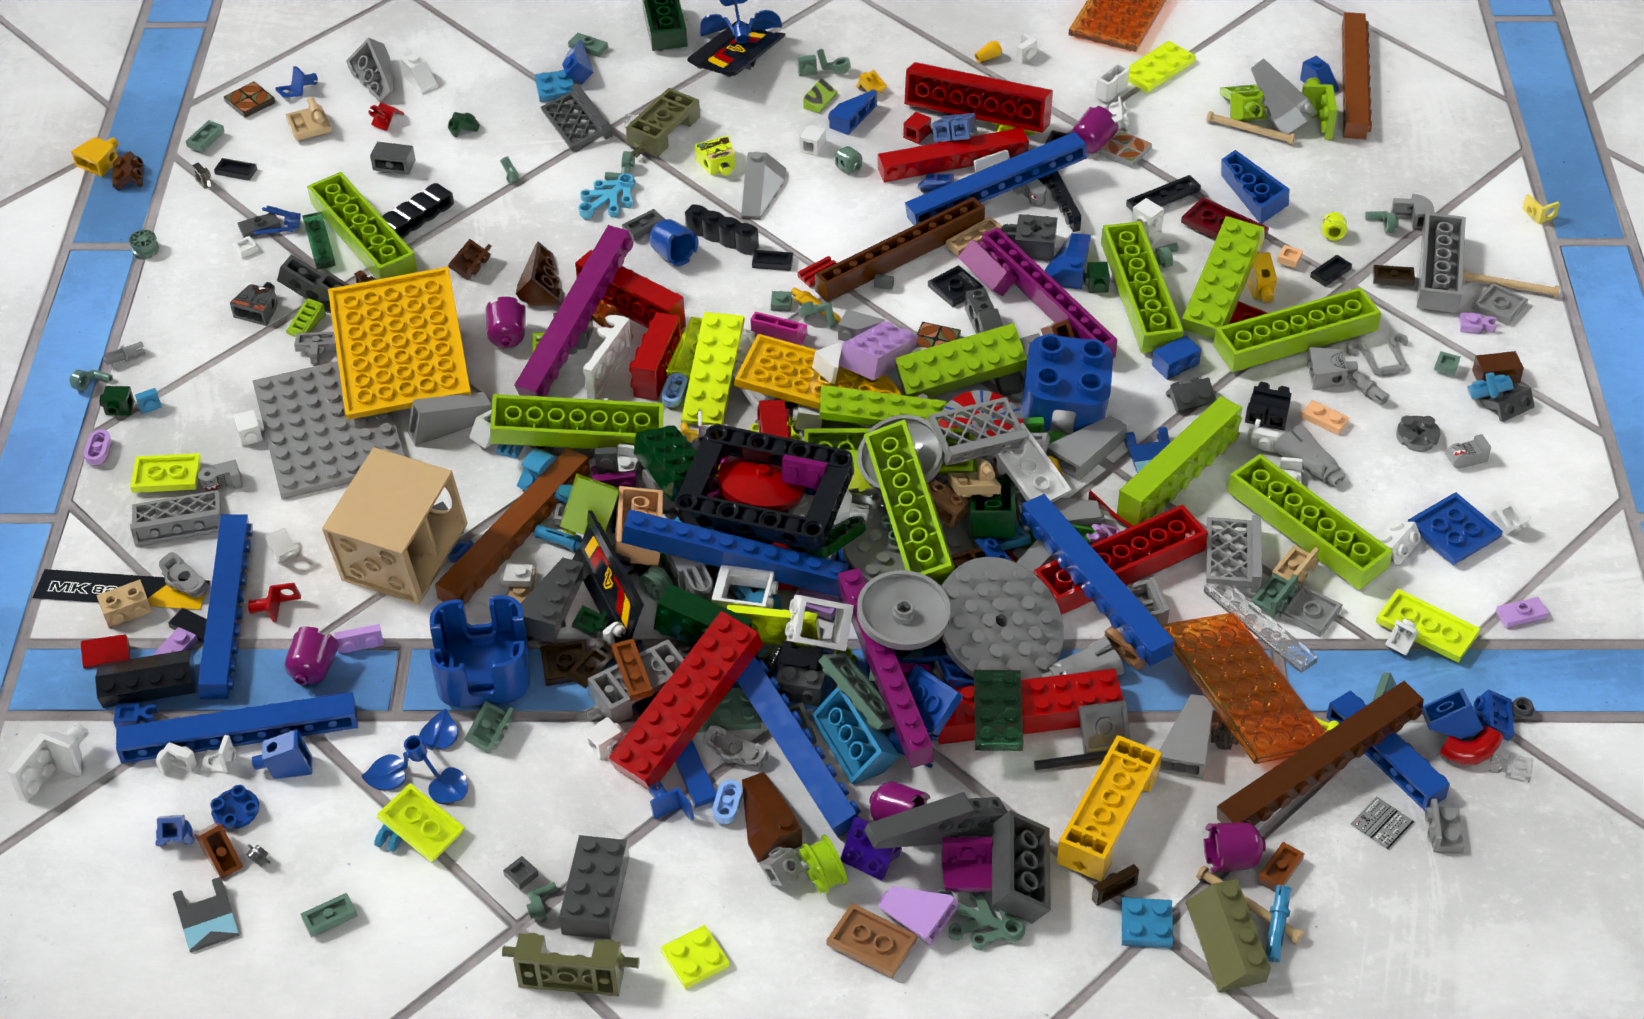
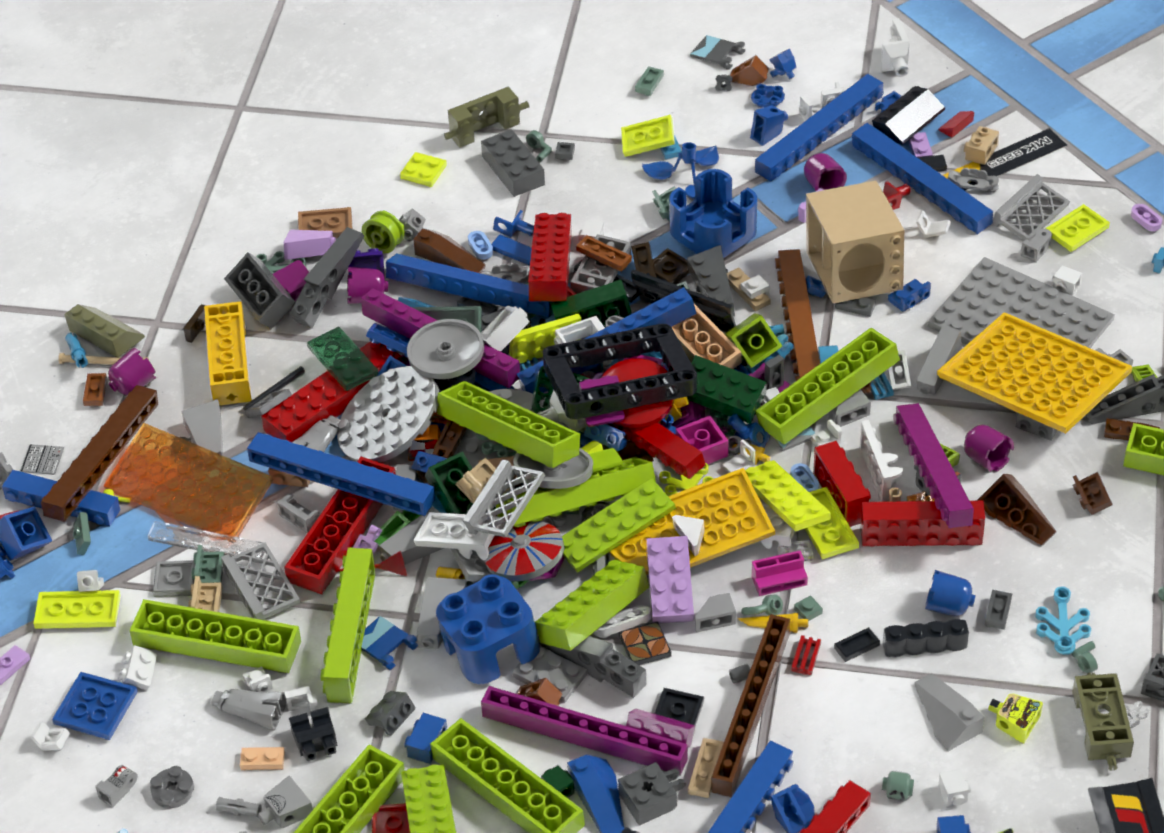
camera: 145 degrees right, 0 degrees up
(1146, 922) = (163, 319): dark azure plate -> none

